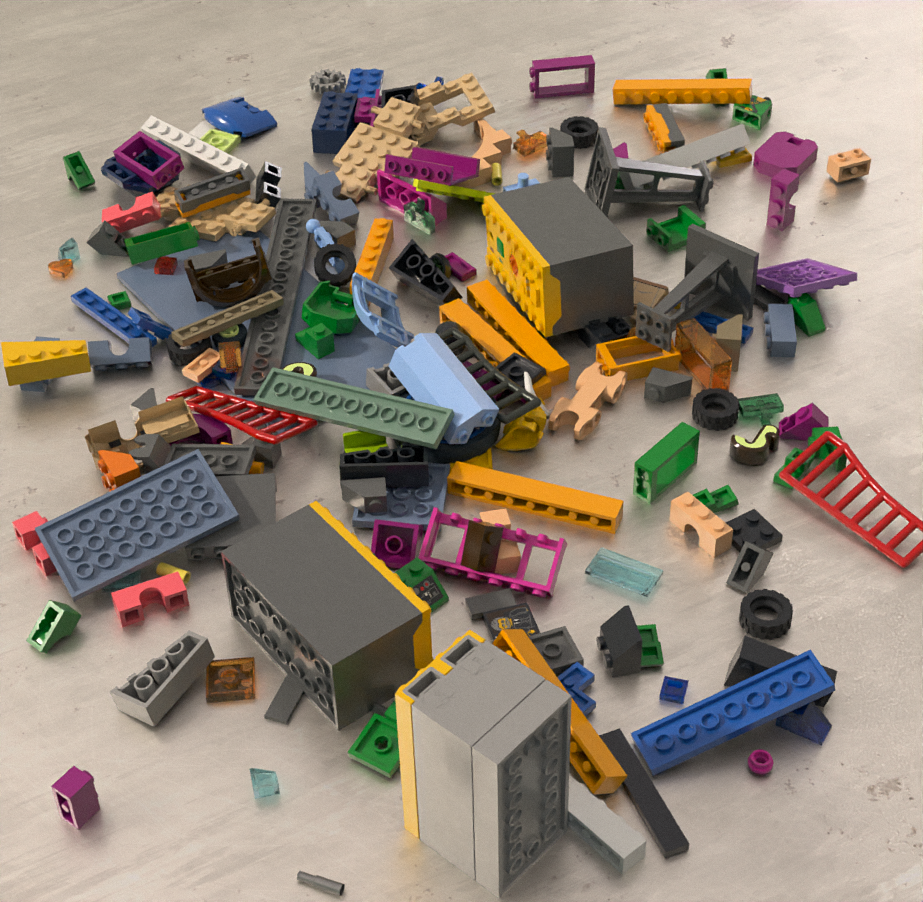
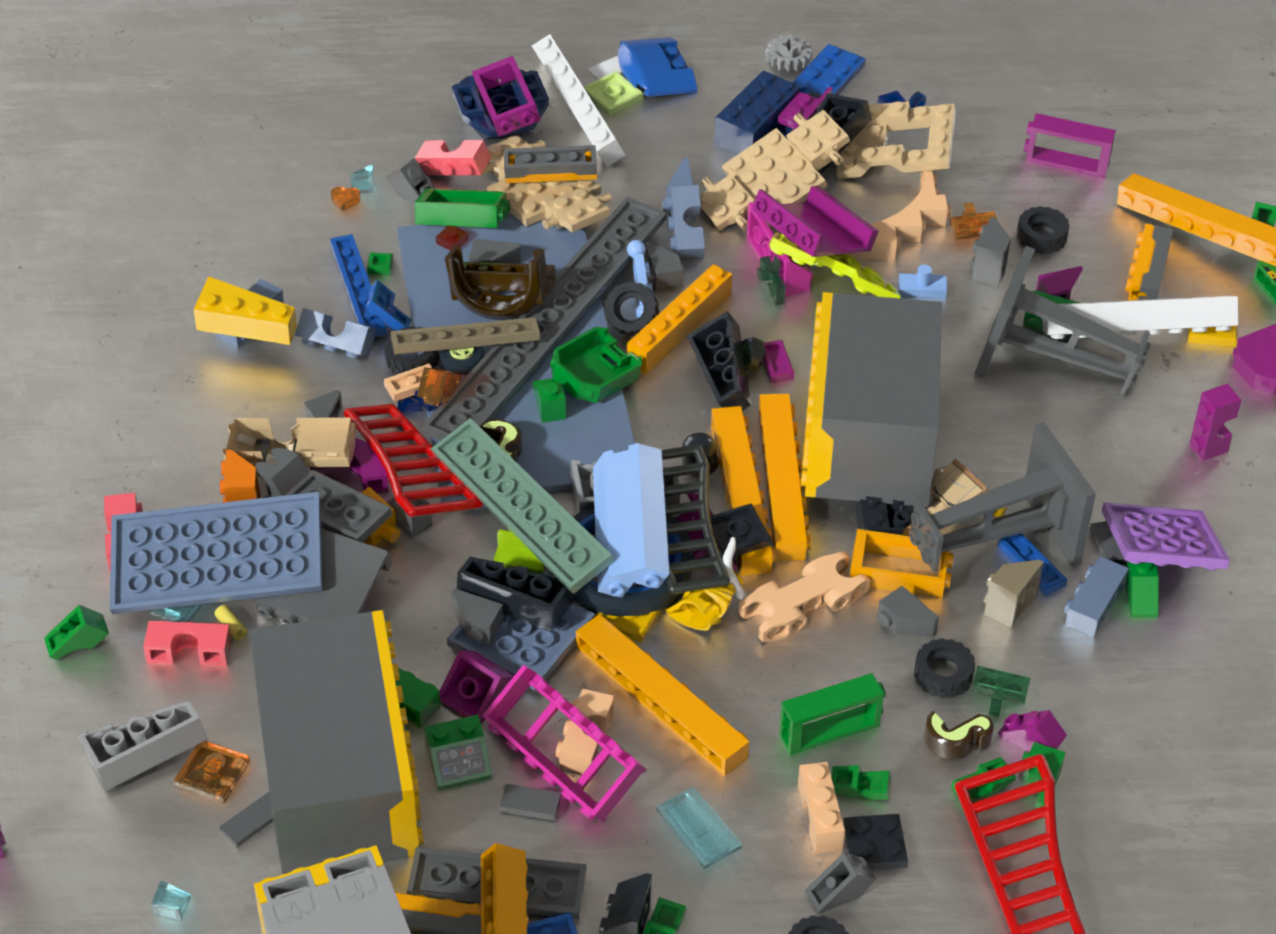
camera: 25 degrees right, 5 degrees up
(78, 170) = (434, 78): green slope -> none
(267, 184) = (625, 175): black arch -> none
(389, 325) = (641, 427): light blue wedge -> none
(481, 546) = (551, 732): dark brown brick -> none
(496, 174) = (904, 252): light yellow axle -> none
(510, 617) = (536, 834): tile -> none
(673, 232) = (1068, 411): green panel -> none
(692, 338) = (969, 595): clear orange window -> none

